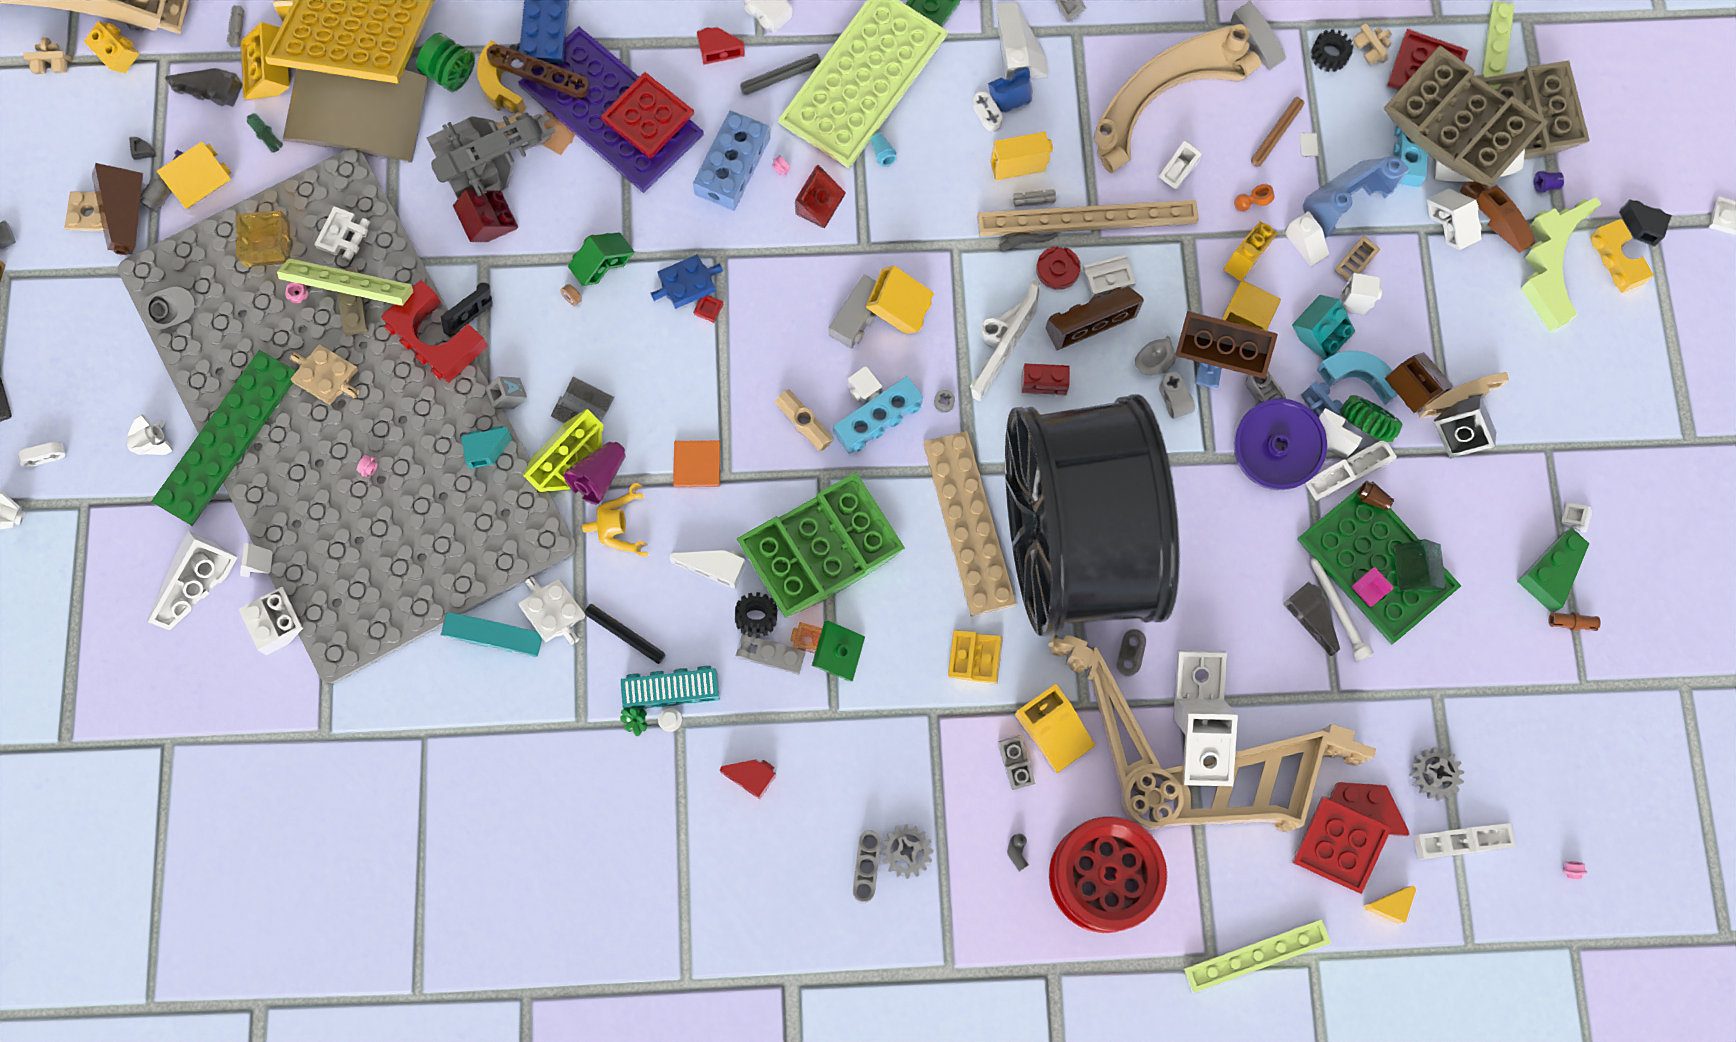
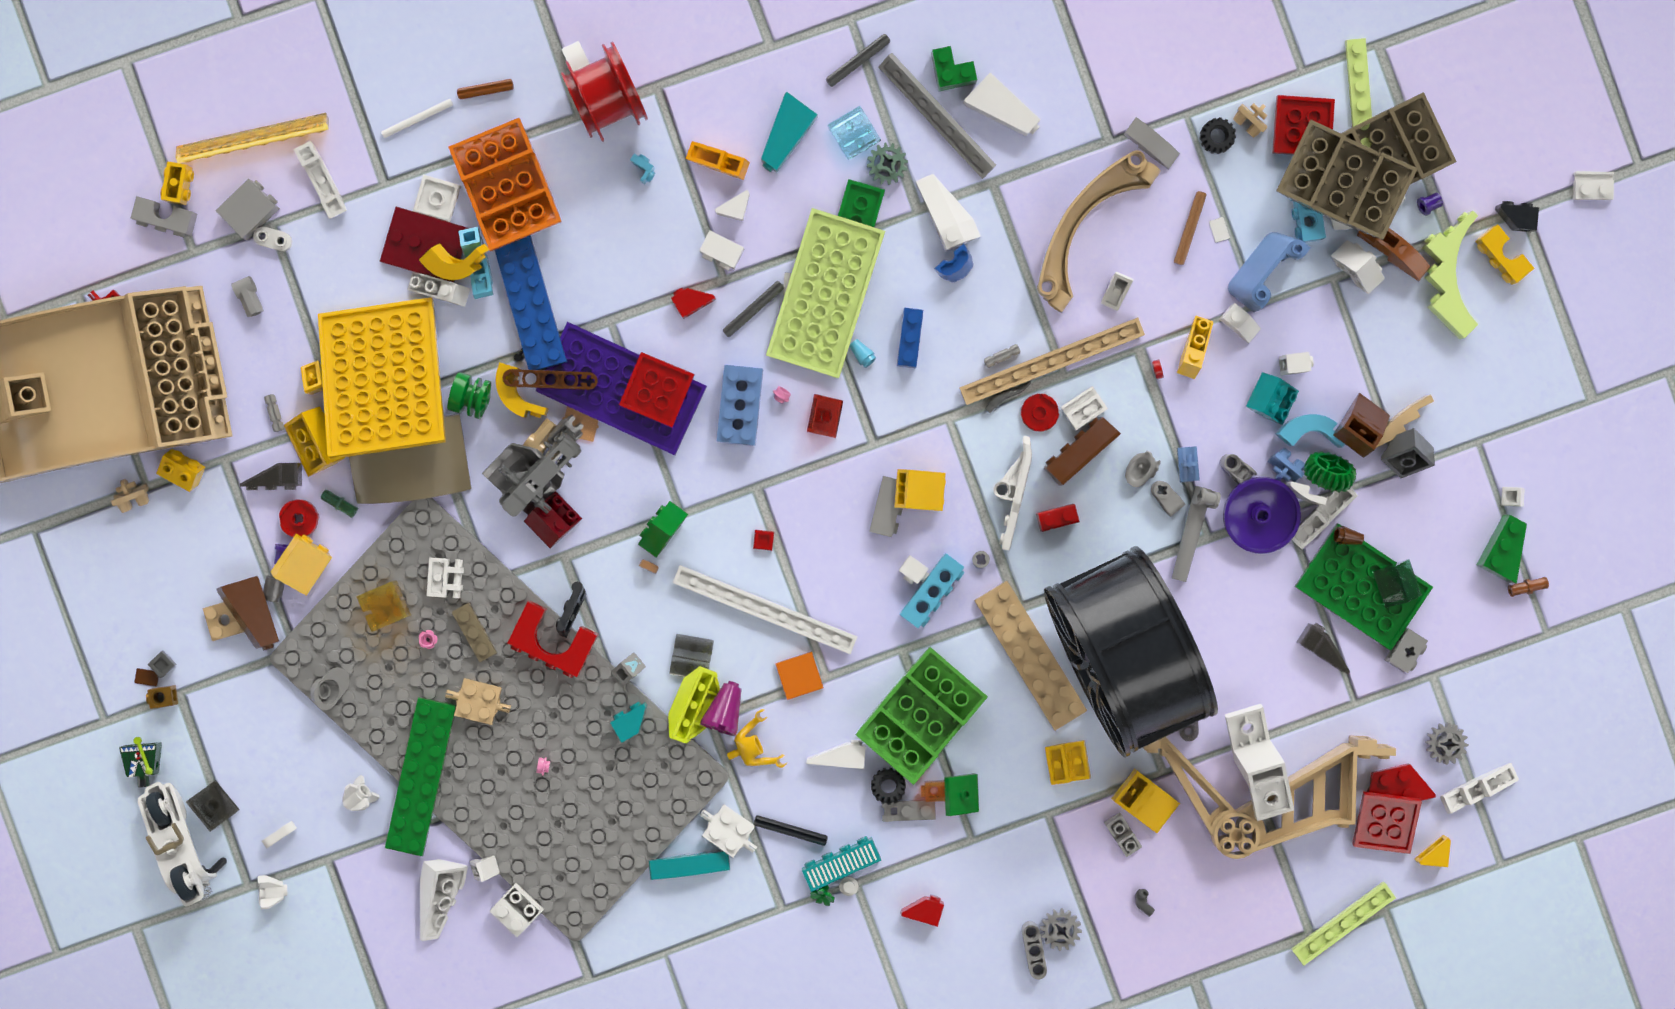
camera: 10 degrees left, 15 degrees up
(140, 148) = (242, 549): dark grey tile -> none
(220, 123) = (298, 507): none -> red plate
(345, 281) = (467, 624): yellowish green plate -> none
(684, 380) = (765, 609): none -> white plate
(686, 281) = (738, 524): blue plate -> none
(794, 410) = (863, 607): tan piece -> none
(937, 149) = (910, 338): none -> blue arch
(991, 109) = (942, 284): white beam -> none
(1020, 155) = (981, 326): yellow brick -> none
(1147, 872) = (1242, 925): red wheel -> none
(1203, 260) = (1157, 369): none -> red tile
(1216, 408) = (1201, 500): none -> light grey axle
(1226, 344) = (1197, 450): reddish brown slope -> none
(1251, 306) = (1208, 408): yellow slope -> none
(1260, 196) = (1178, 303): orange plate -> none
(1360, 648) = (1365, 661): white piece -> none
(1368, 246) = (1291, 329): tan slope -> none
(1372, 587) = (1362, 613): dark pink panel -> none
(1422, 640) = (1398, 656): none -> light grey brick
(1574, 870) = (1567, 783): bright pink plate -> none

